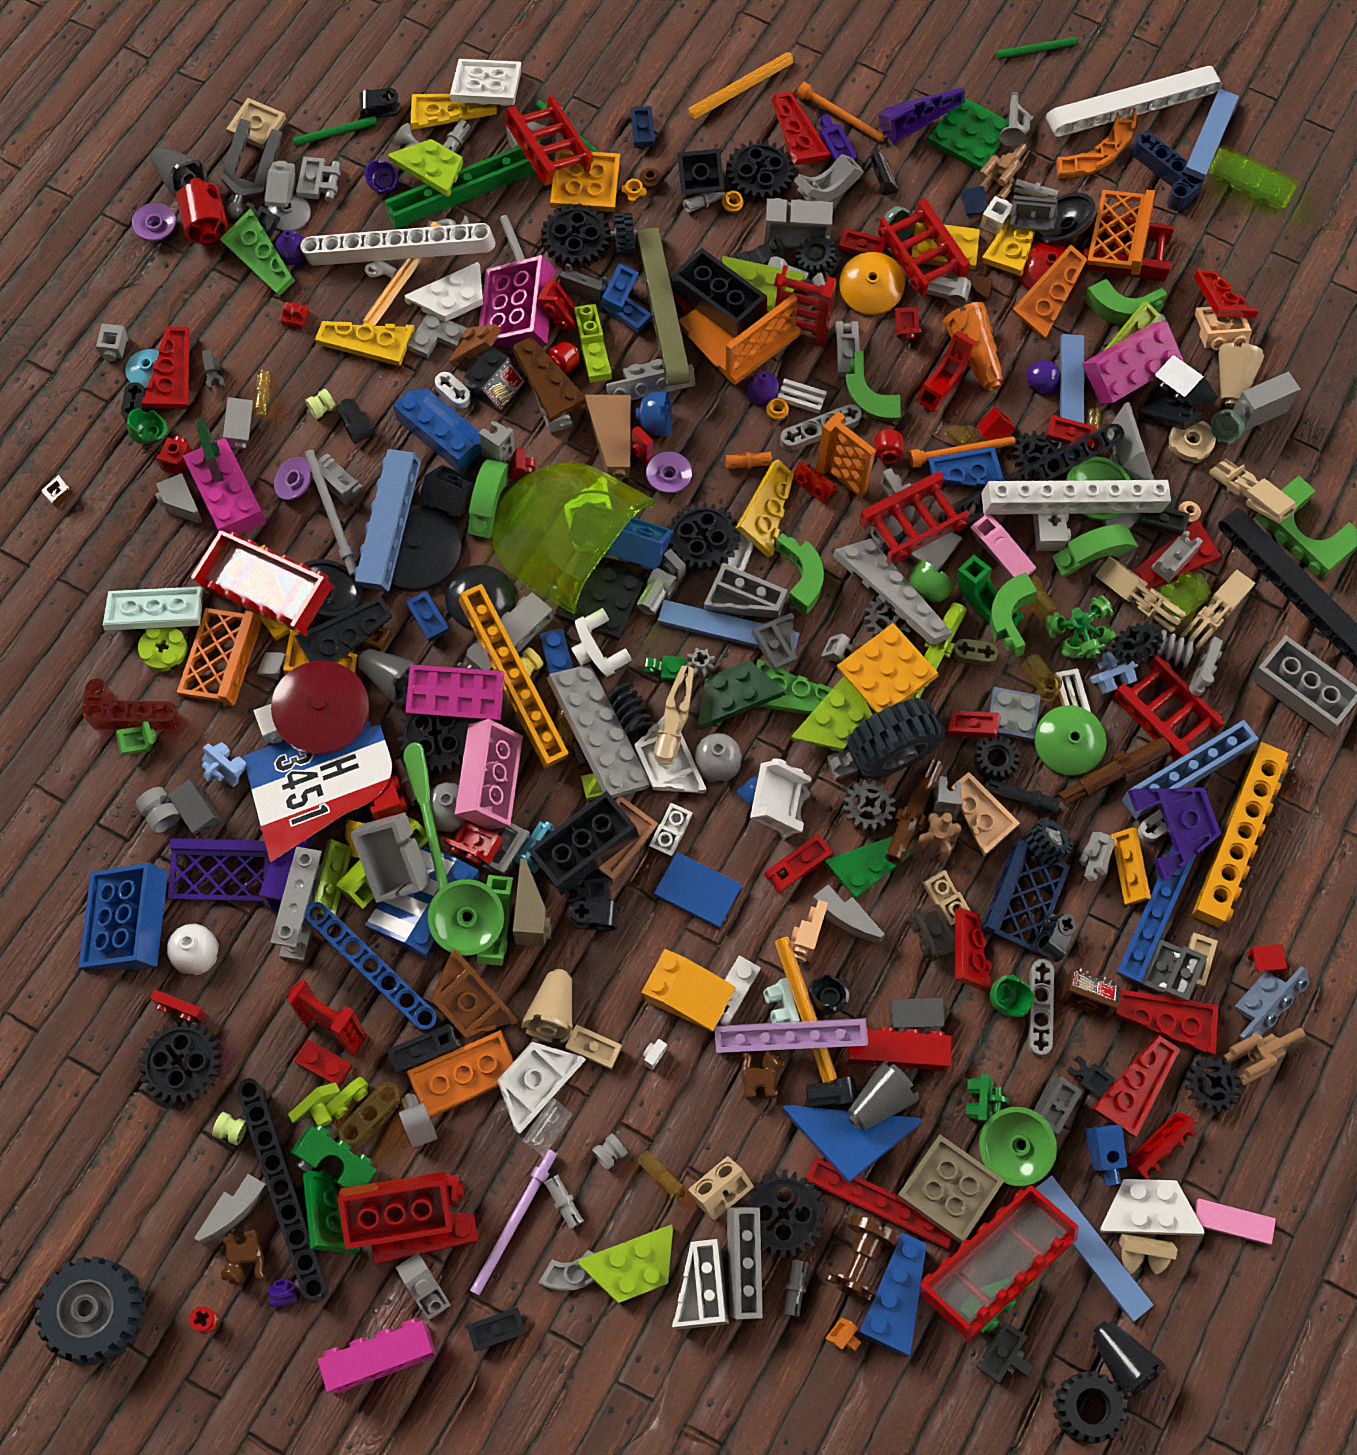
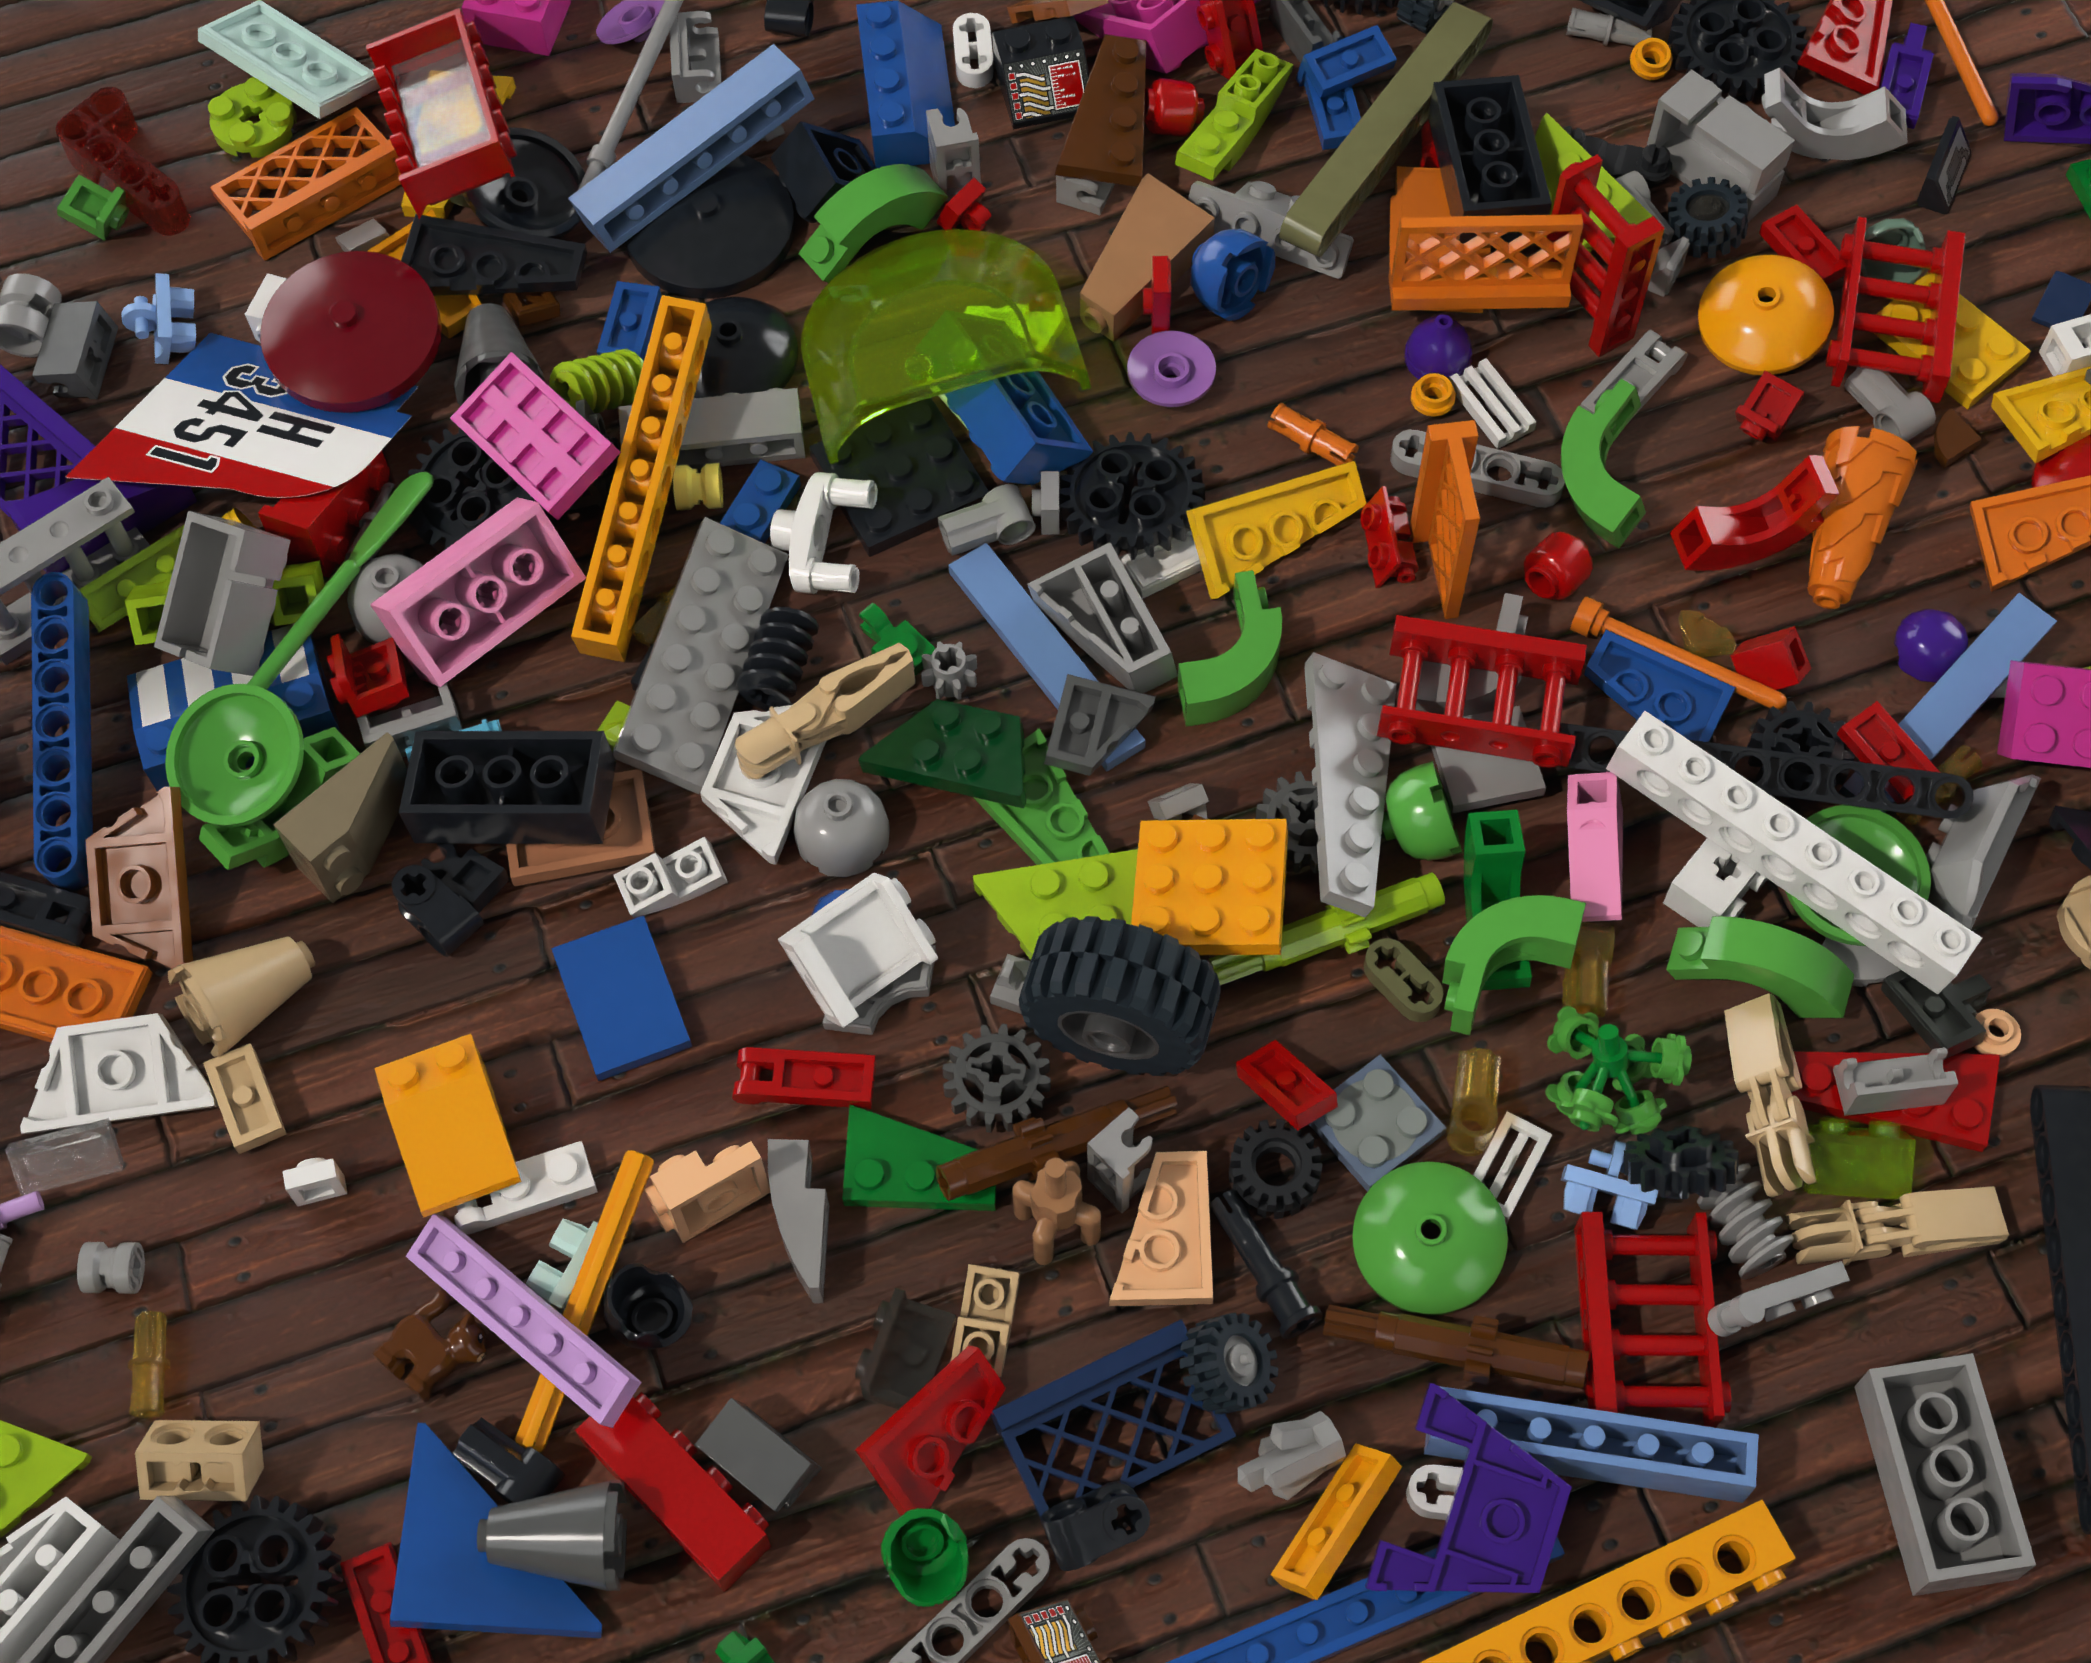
camera: 45 degrees right, 5 degrees down
(447, 648) = (601, 379): none -> lime piece

